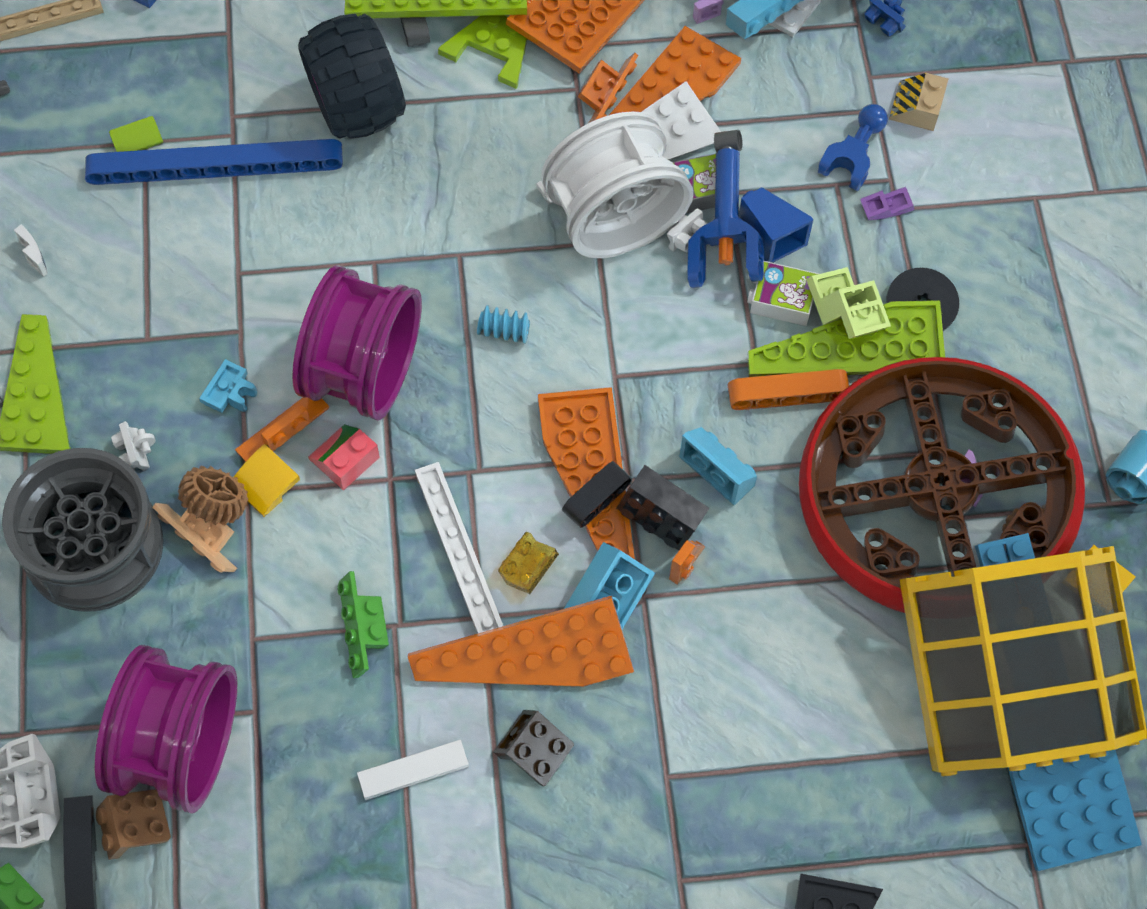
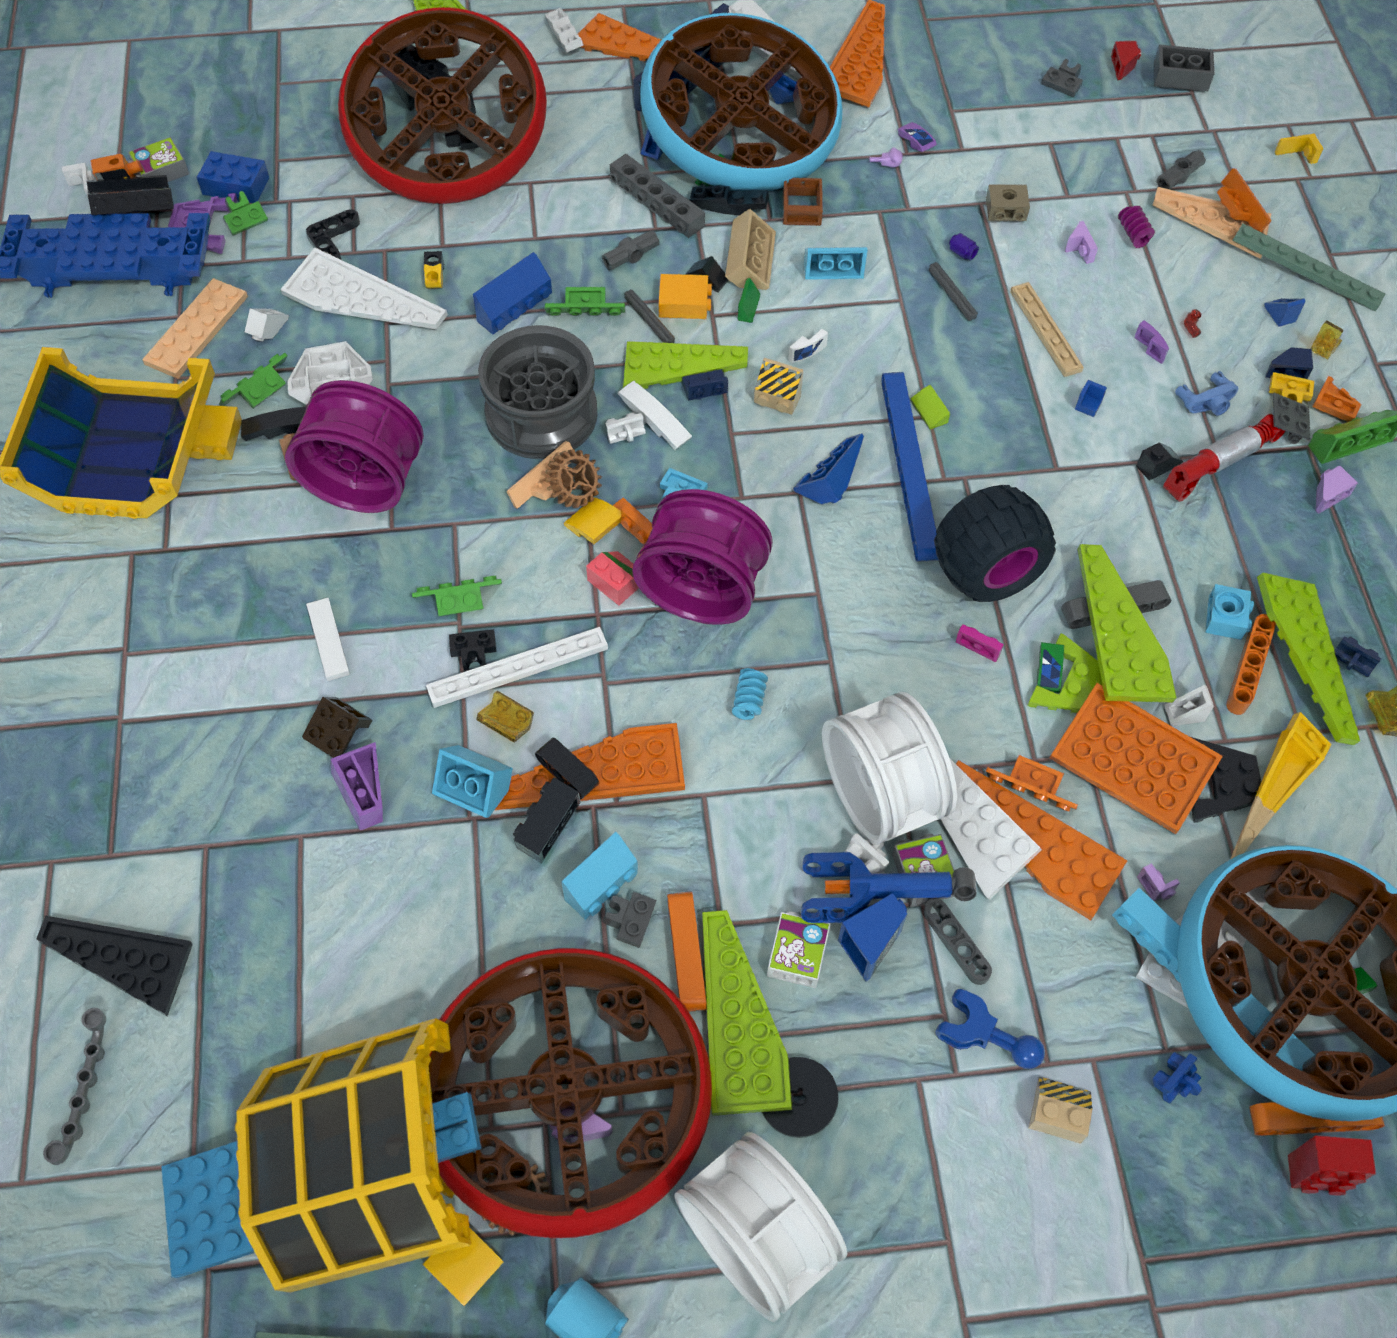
camera: 90 degrees right, 5 degrees down
(72, 362) = (705, 384): none -> dark blue bracket
(96, 279) = (778, 386): none -> slope
(126, 407) = (655, 415): none -> white slope
(225, 239) = (833, 473): none -> blue wedge
(432, 605) = (472, 646): none -> black plate
(450, 115) = (979, 643): none -> dark pink plate
(473, 59) = (1050, 666): none -> slope
(553, 649) = (419, 733): orange wing -> none
(614, 707) = (359, 784): none -> medium lavender wedge
(684, 559) = (499, 845): orange wing -> none
(755, 439) = (630, 917): none -> dark grey plate
(769, 169) = (956, 941): none -> dark grey beam
(855, 304) = (779, 1004): yellowish green bracket -> none
(887, 205) = (920, 1066): medium lavender slope -> none
(1063, 309) = (761, 1225): none -> white wheel

